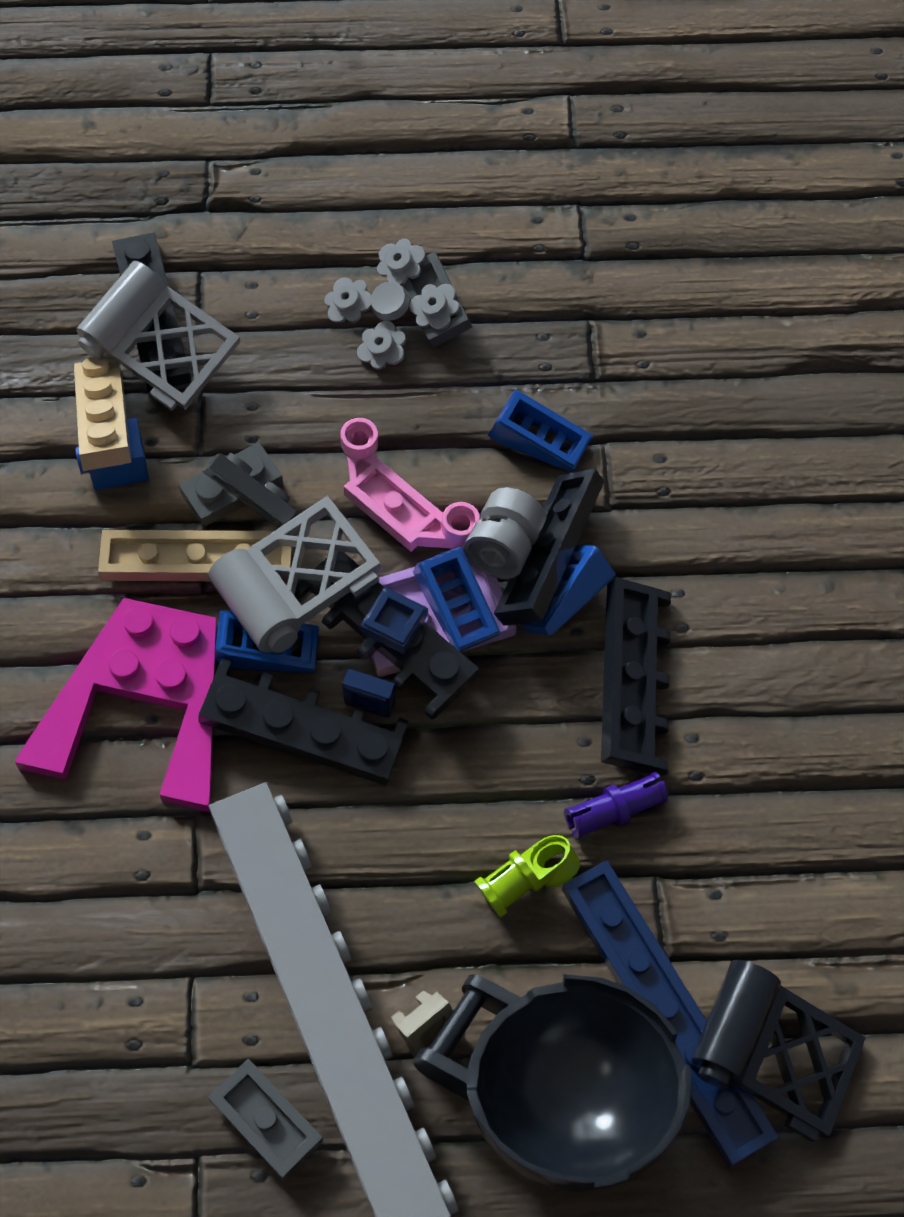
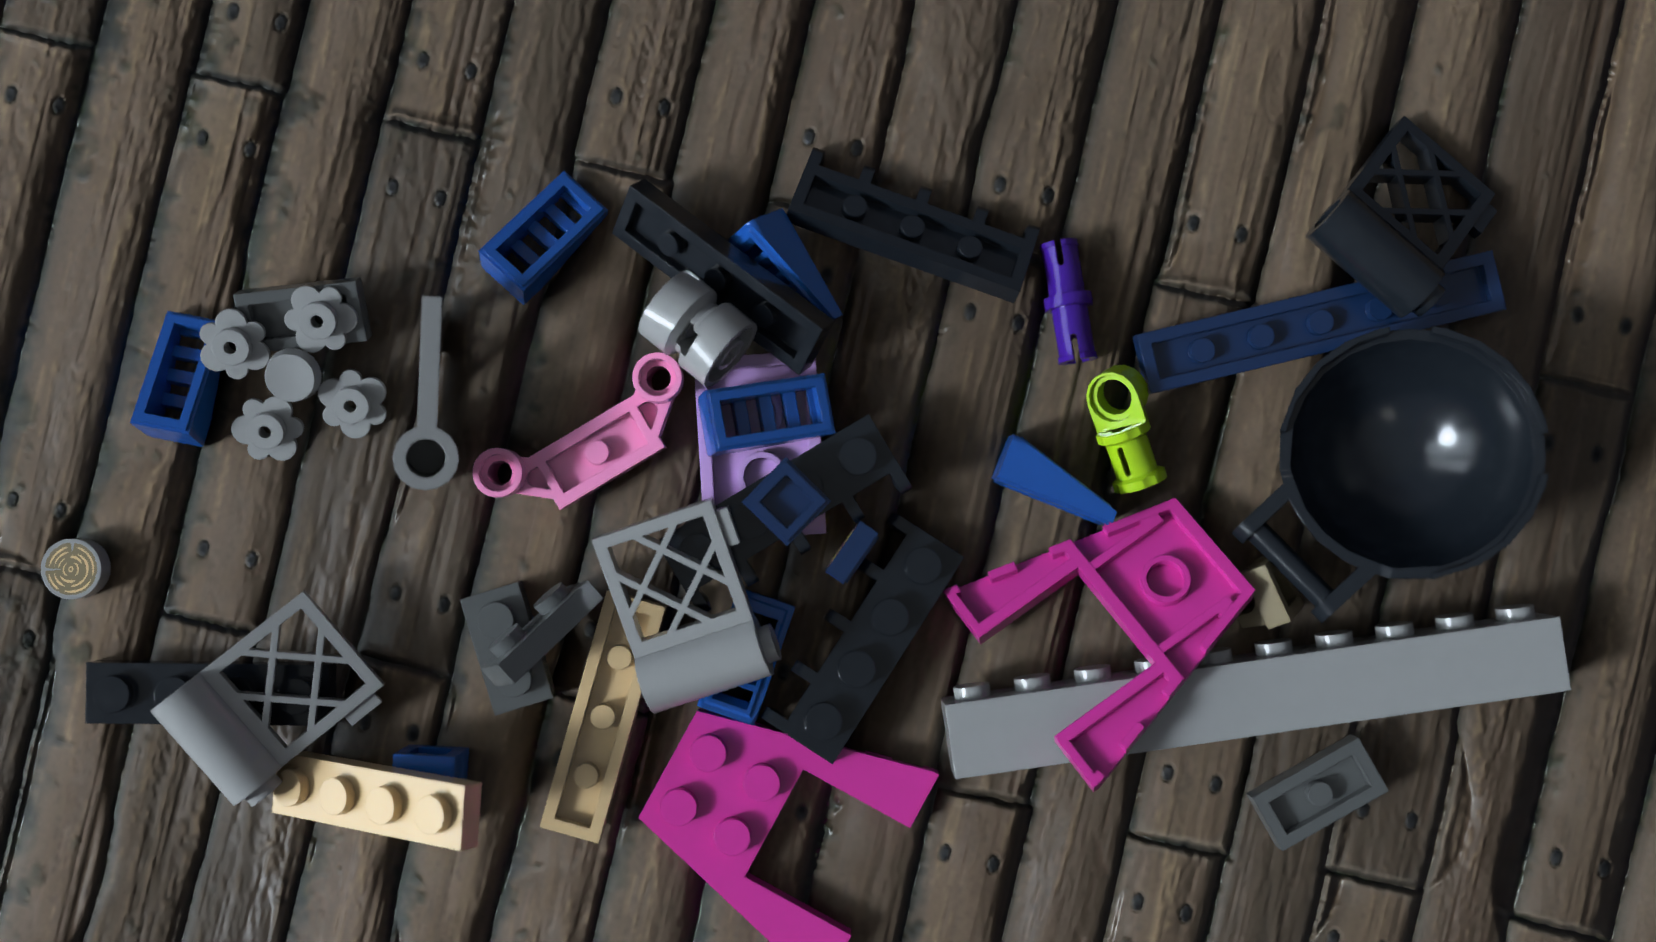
camera: 70 degrees left, 25 degrees up
(218, 213) = (75, 568): none -> tile
(342, 233) = (161, 373): none -> blue slope
(365, 382) = (426, 454): none -> light grey piece
(401, 936) = (1161, 587): none -> dark pink wing
(470, 810) = (1038, 477): none -> blue slope

